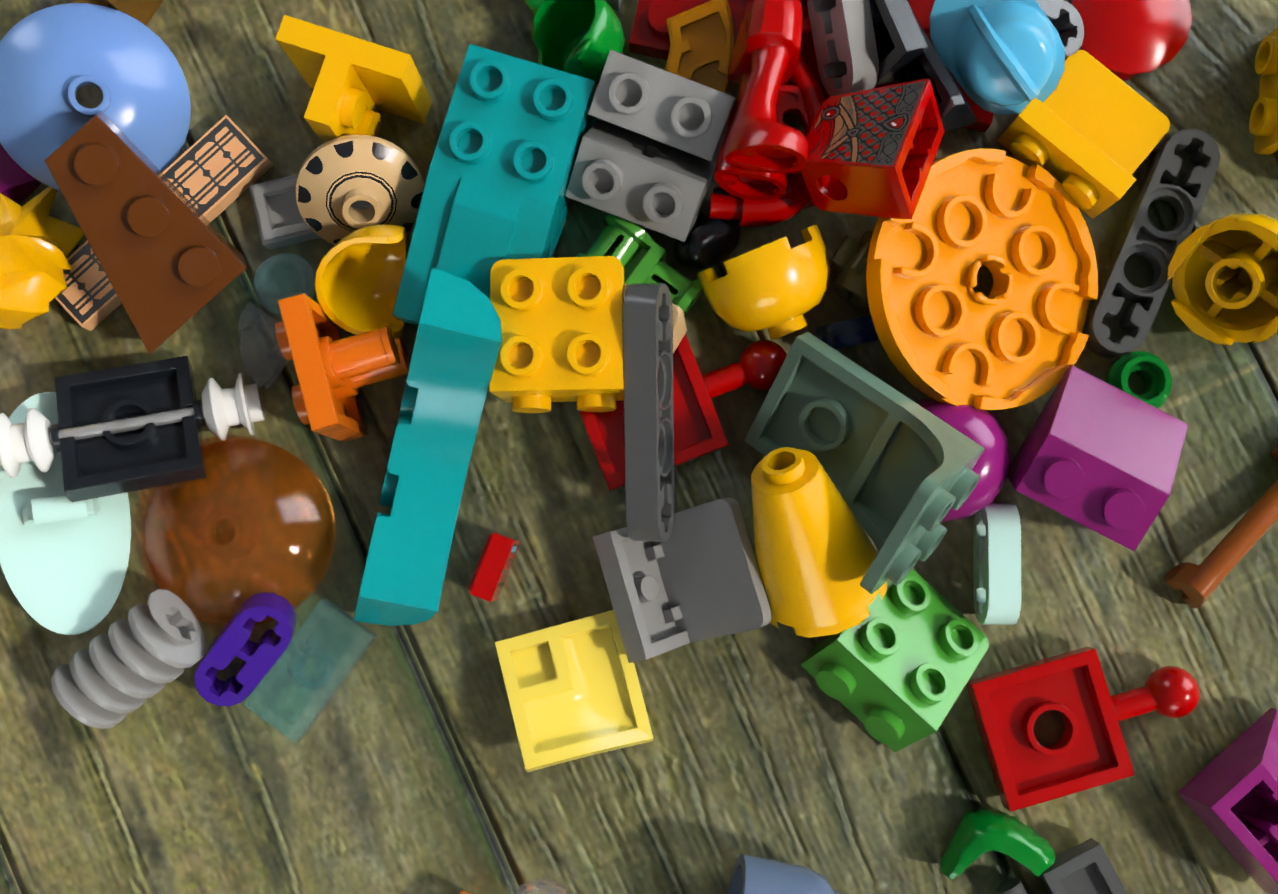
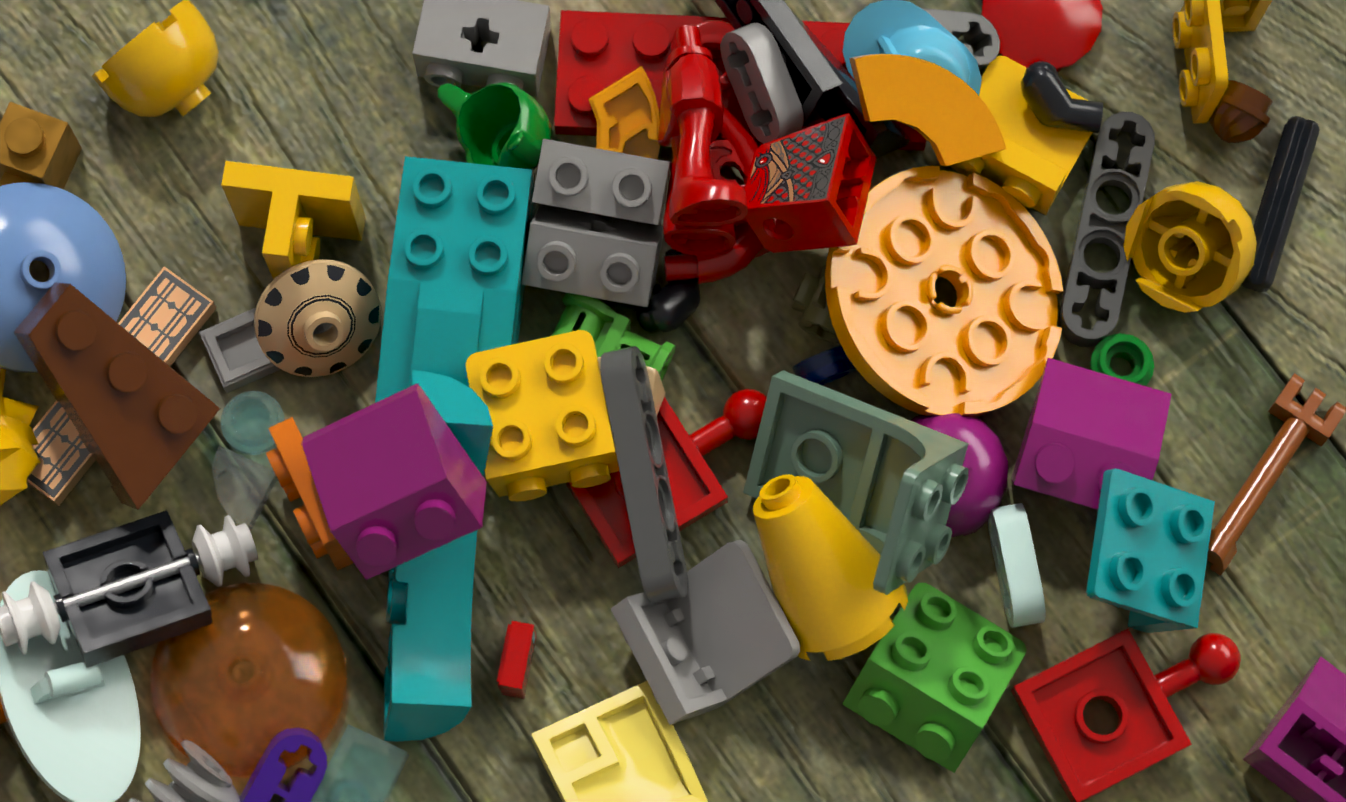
camera: 15 degrees left, 10 degrees down
(362, 279) = (333, 387): yellow helmet -> none
(390, 382) = (394, 481): none -> magenta slope
(771, 285) = (738, 333): yellow cylinder -> none
(1014, 80) = (930, 101): none -> light orange tile
(1128, 107) = (1053, 104): none -> black arm
(1142, 585) = (1150, 551): none -> teal bracket

